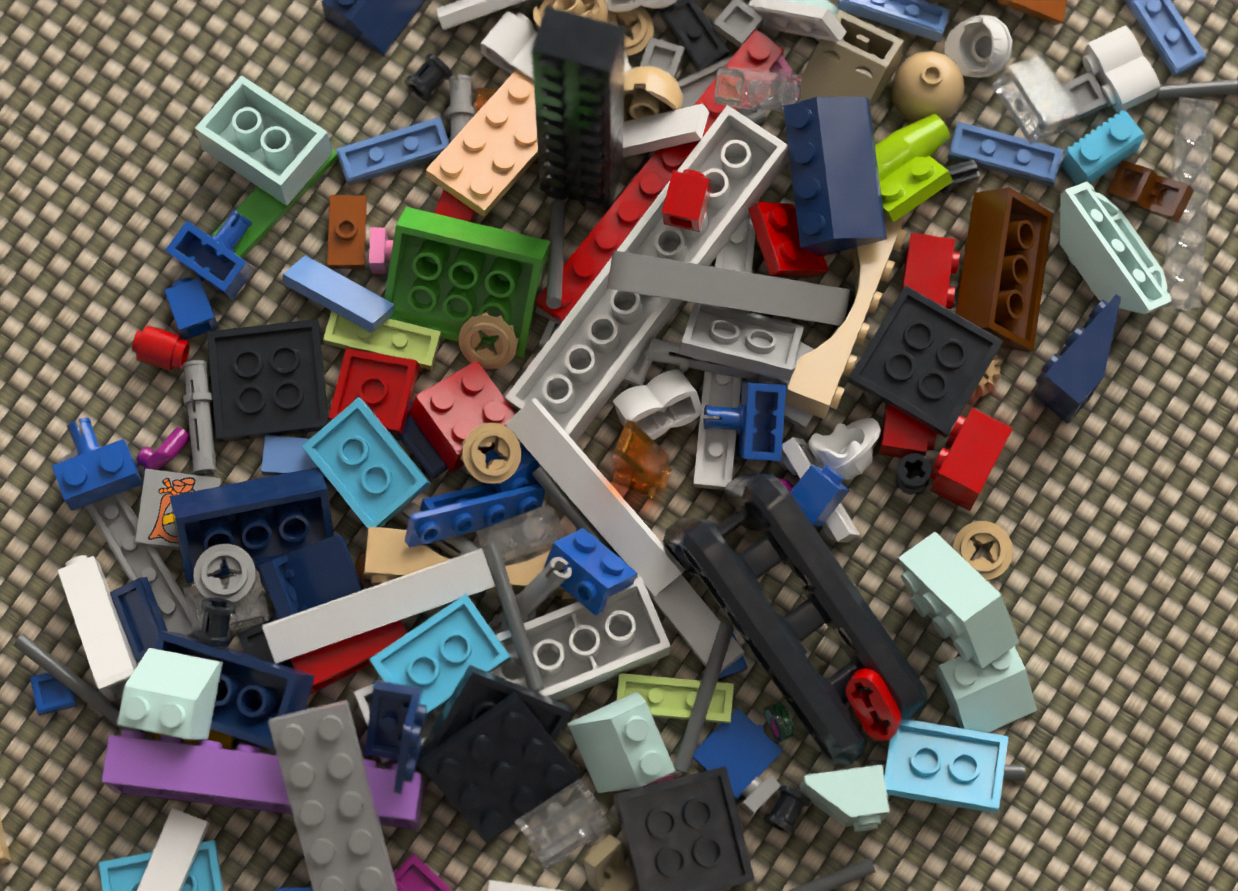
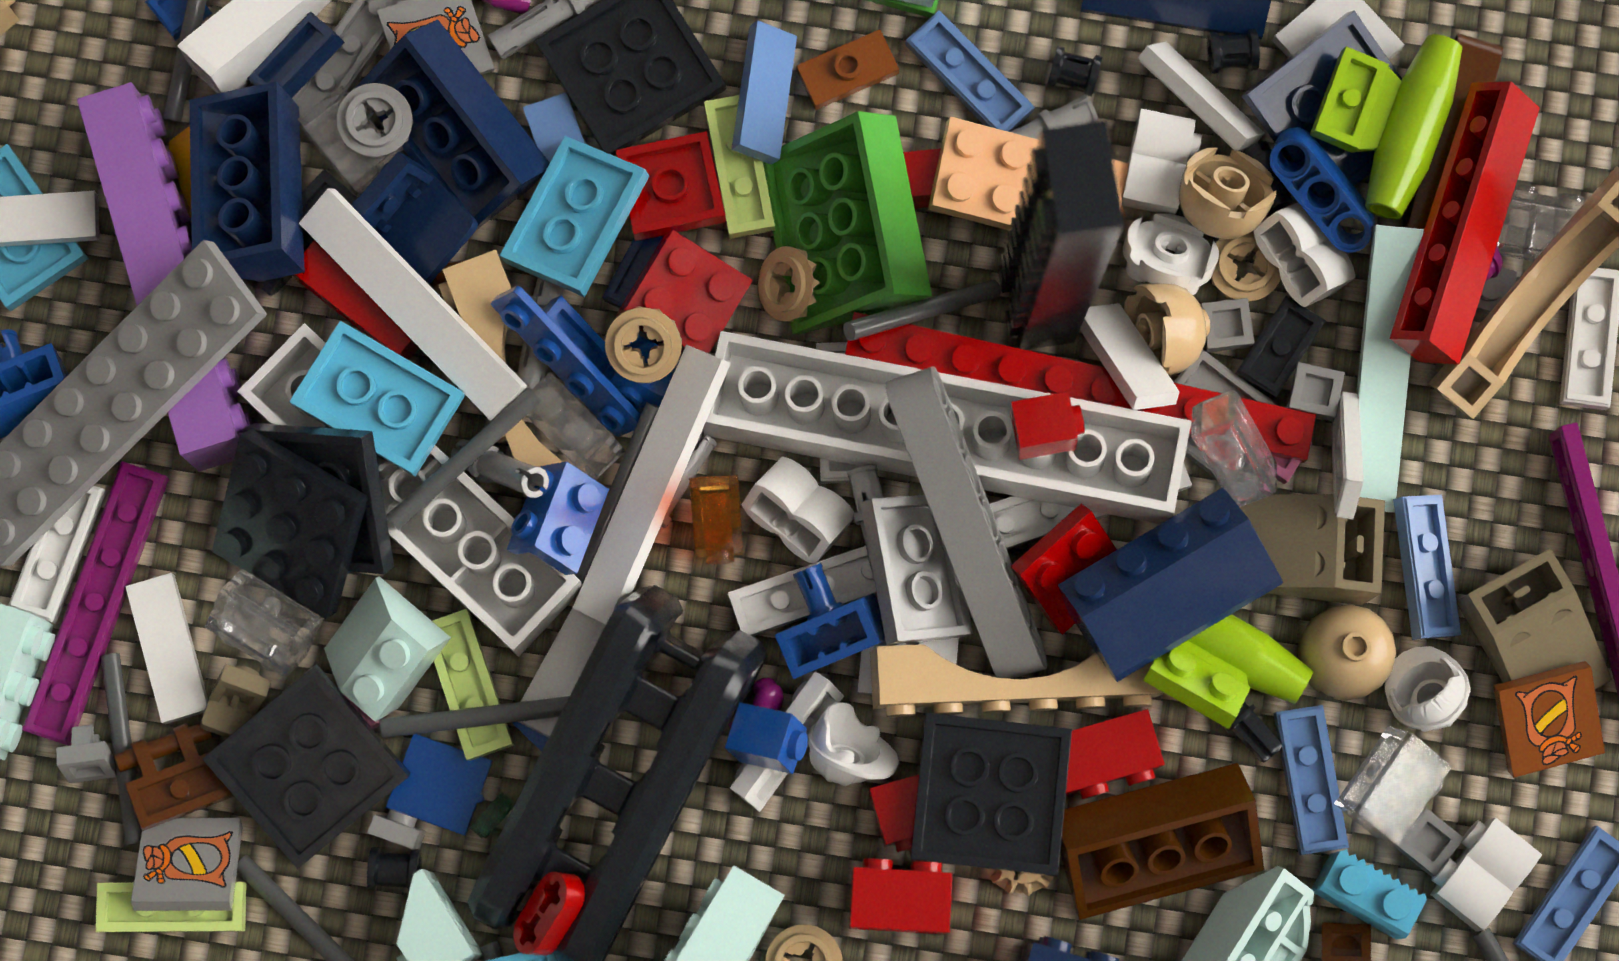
camera: 65 degrees right, 5 degrees up
(171, 695) = (203, 126): light aqua slope -> none
(216, 621) = (314, 135): black bush -> none
(379, 251) = (837, 109): bright pink plate -> none
(396, 727) = (268, 385): dark blue bracket -> none
(909, 464) = (847, 830): black bush -> none

